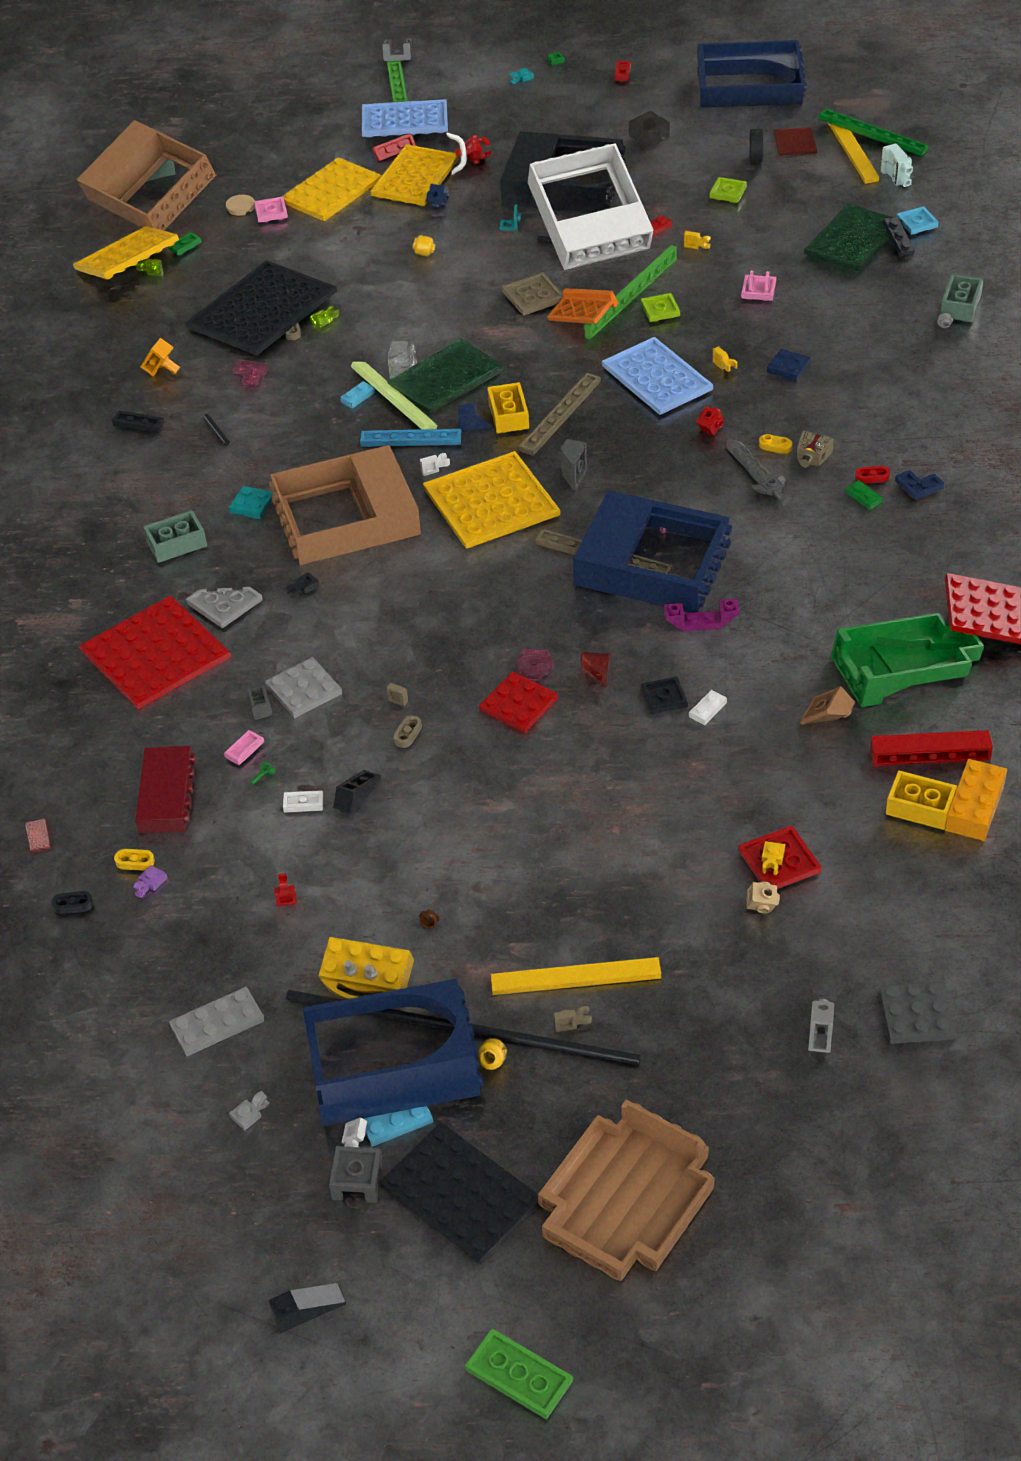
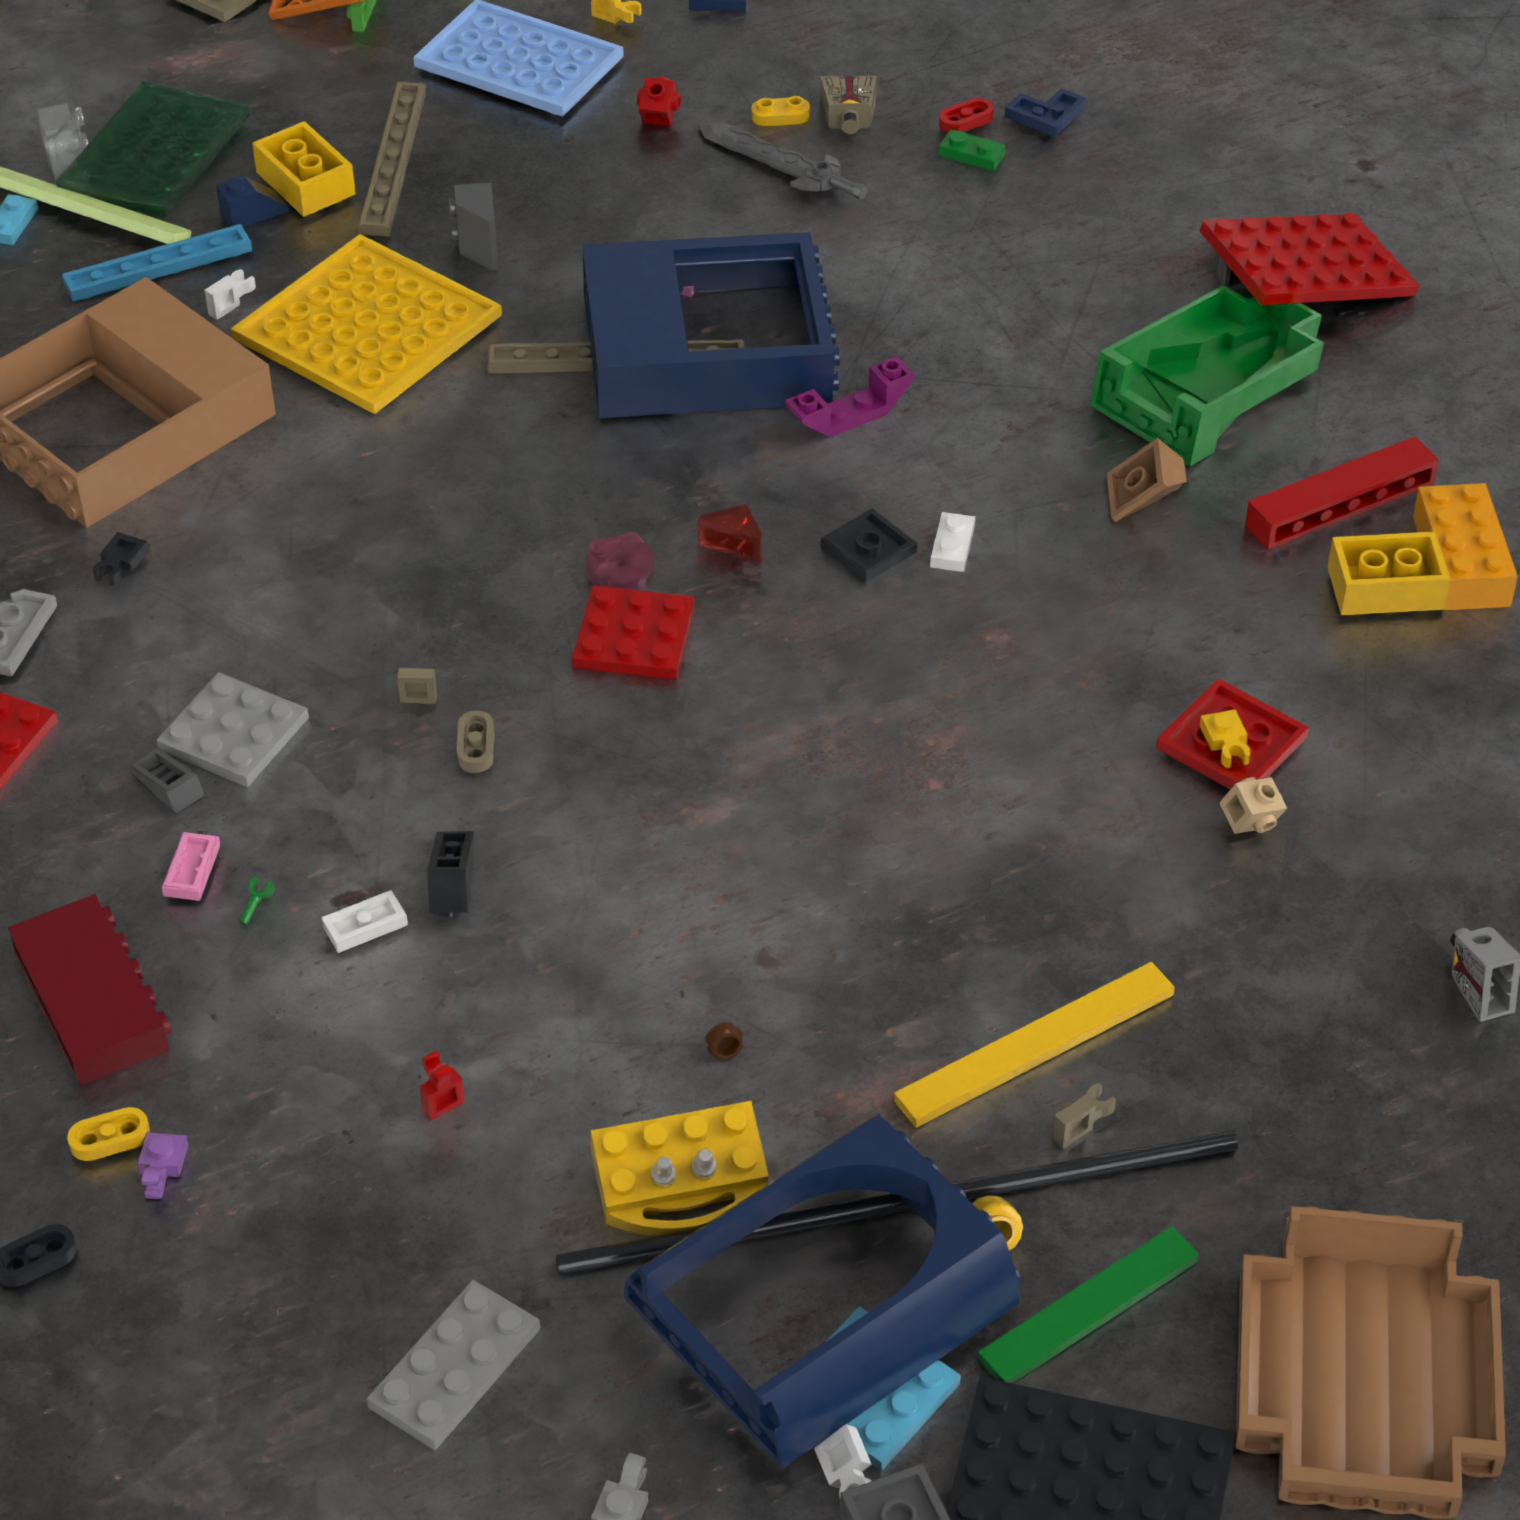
camera: 30 degrees left, 0 degrees up
(515, 1110) = (1088, 1306): none -> green tile

